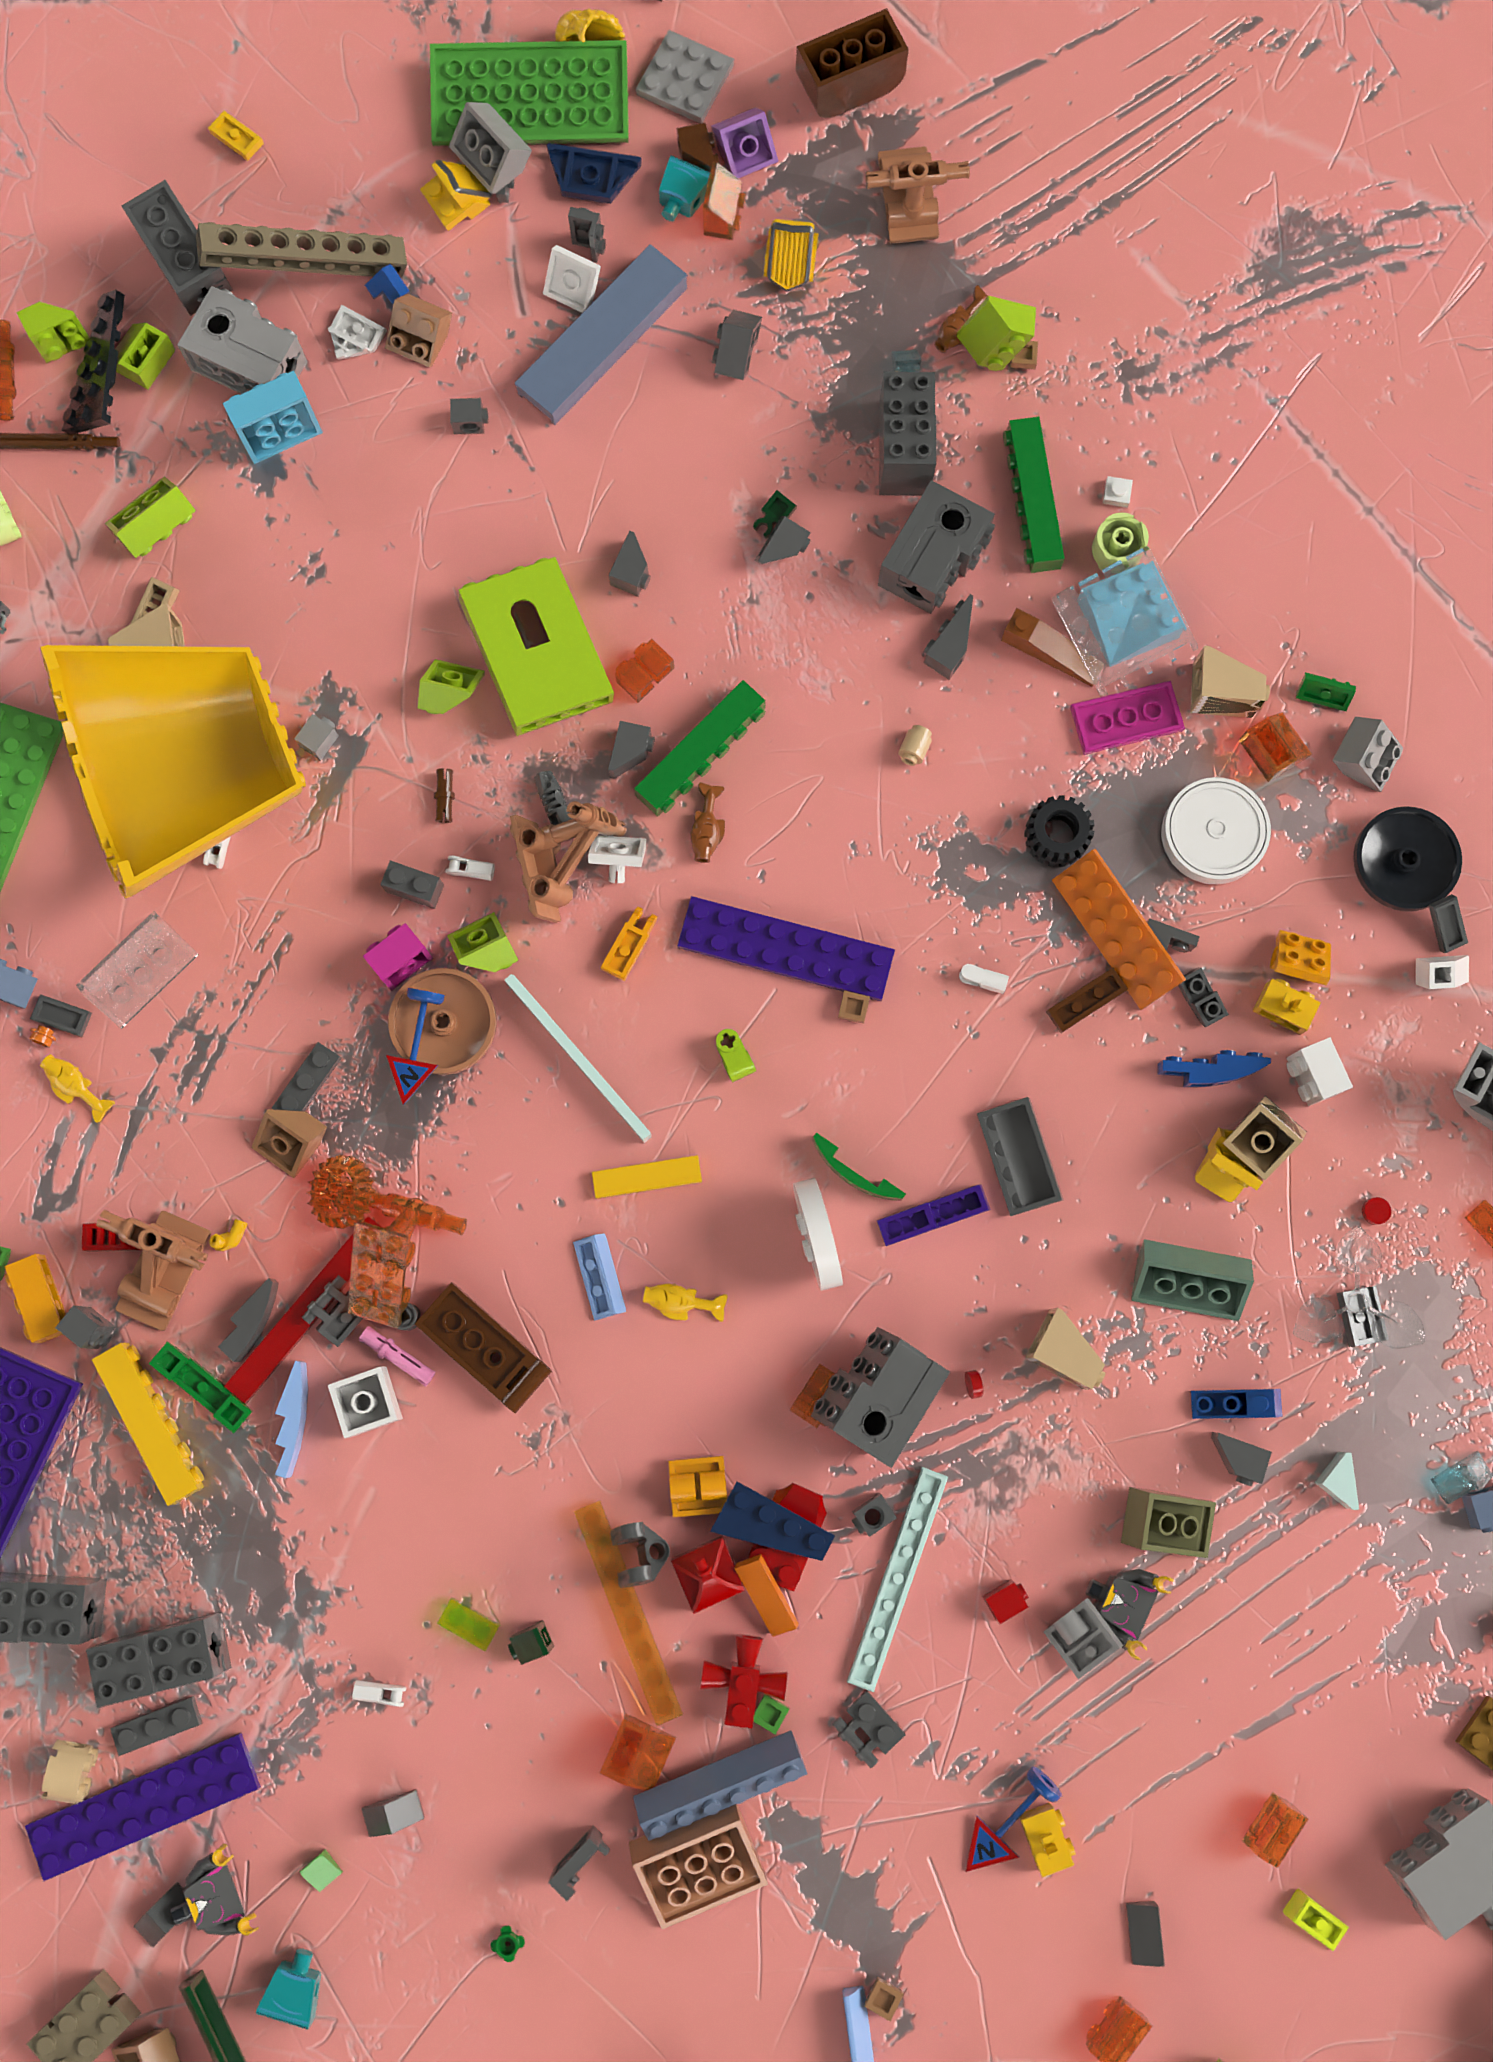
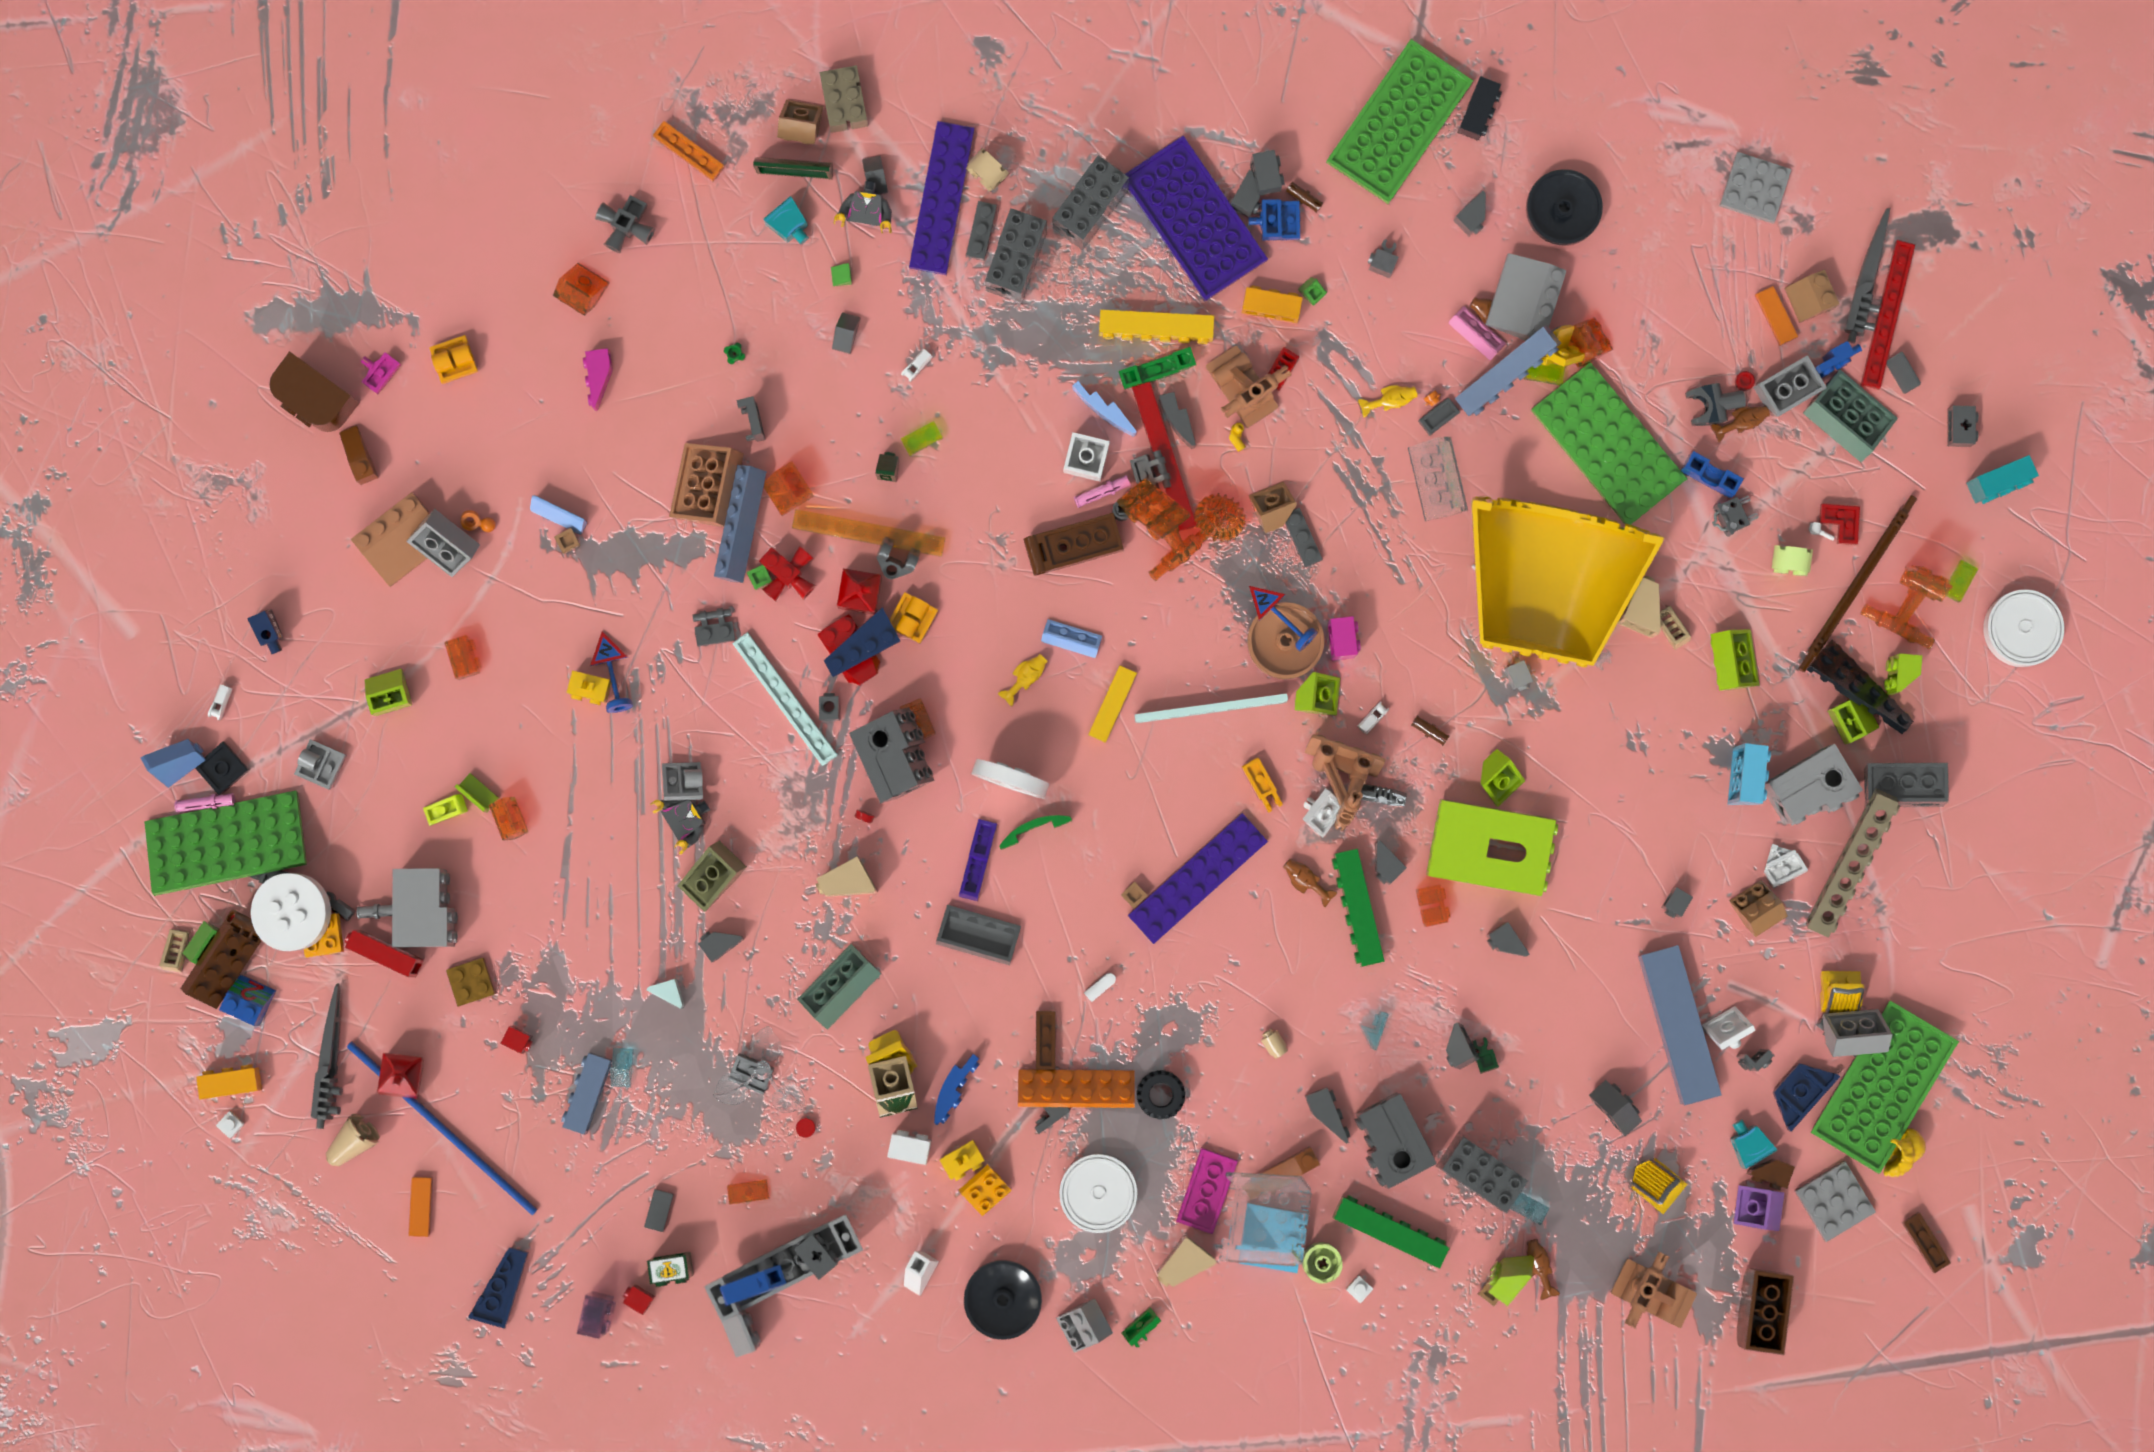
camera: 120 degrees right, 5 degrees up
(86, 1327) = (1234, 323): dark grey brick -> none
(235, 135) = (1976, 875): yellow plate -> none
(387, 282) = (1801, 908): blue piece -> none
(412, 884) = (1384, 675): dark grey brick -> none
(722, 203) = (1721, 1162): clear orange slope -> none
(735, 1059) = (1147, 802): lime piece -> none
(766, 1595) = (825, 616): orange tile -> none
(831, 643) = (1374, 1035): none -> clear light blue slope
(1006, 1601) = (731, 752): red brick -> none
(1145, 1934) = (503, 708): dark grey slope -> none
(1201, 998) = (1001, 1113): dark grey slope -> none
(1236, 1403) = (751, 963): blue slope -> none
(1270, 1894) = (477, 792): none -> lime panel
(1274, 746) = (1127, 1270): clear orange slope -> none
(1448, 923) = (946, 1296): dark grey tile -> none

